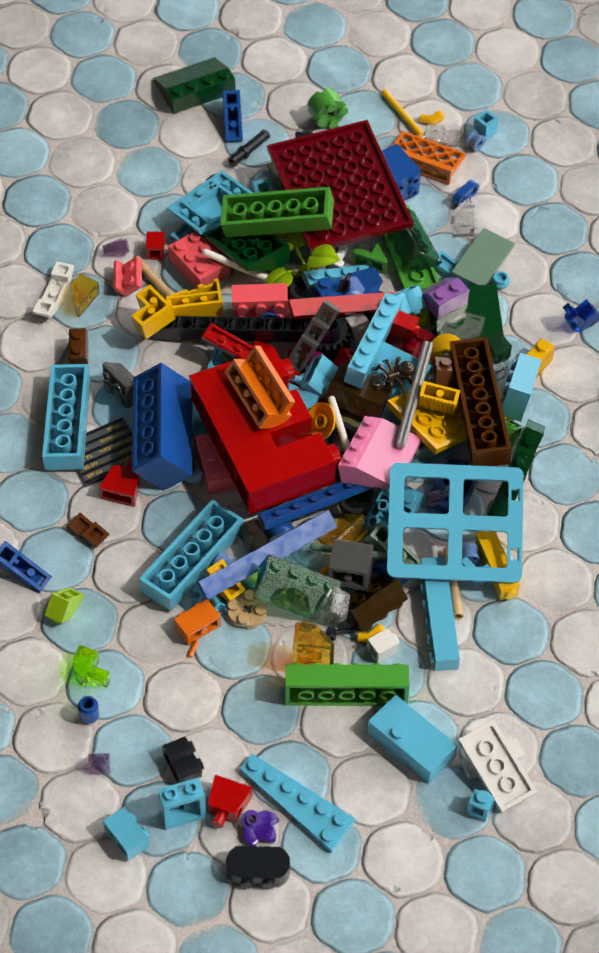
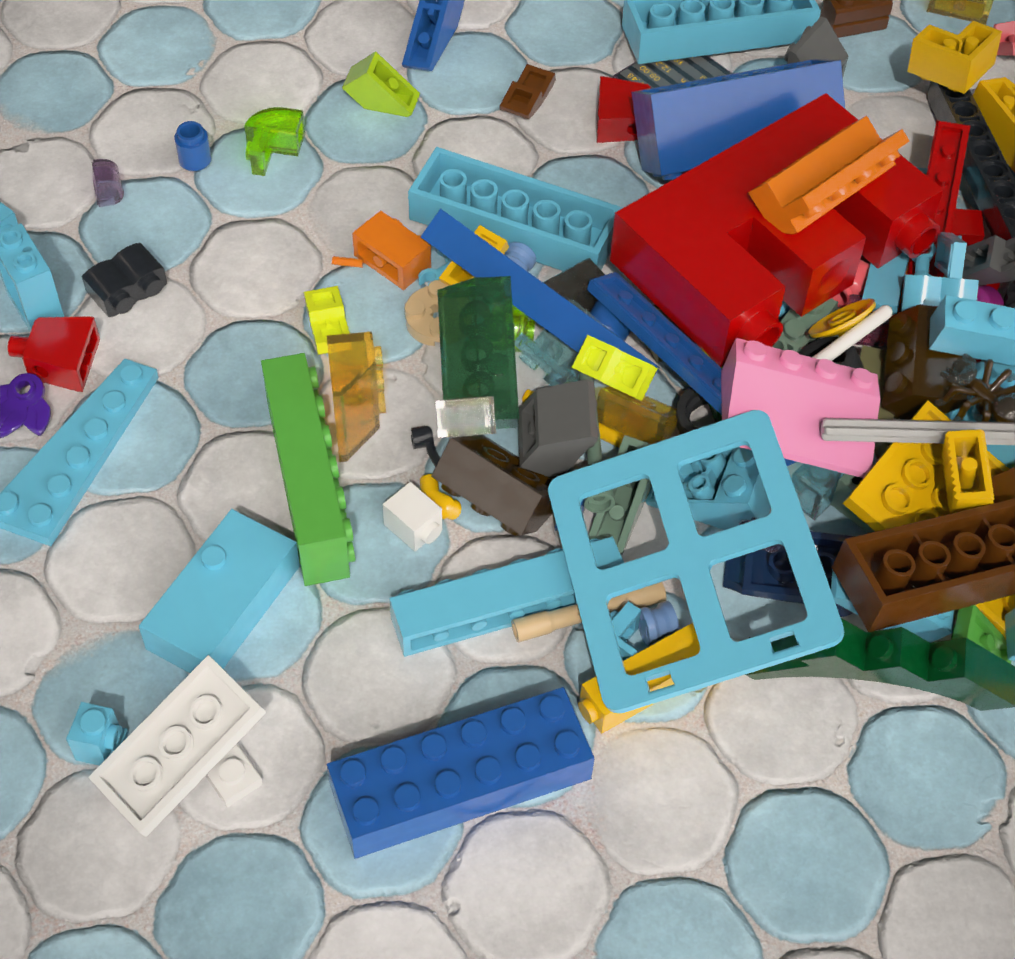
camera: 75 degrees right, 0 degrees up
(233, 665) = (325, 315): none -> neon yellow slope
(303, 359) = (950, 255): none -> tile
(323, 529) = (614, 368): none -> neon yellow slope
(532, 653) = (460, 772): none -> blue brick

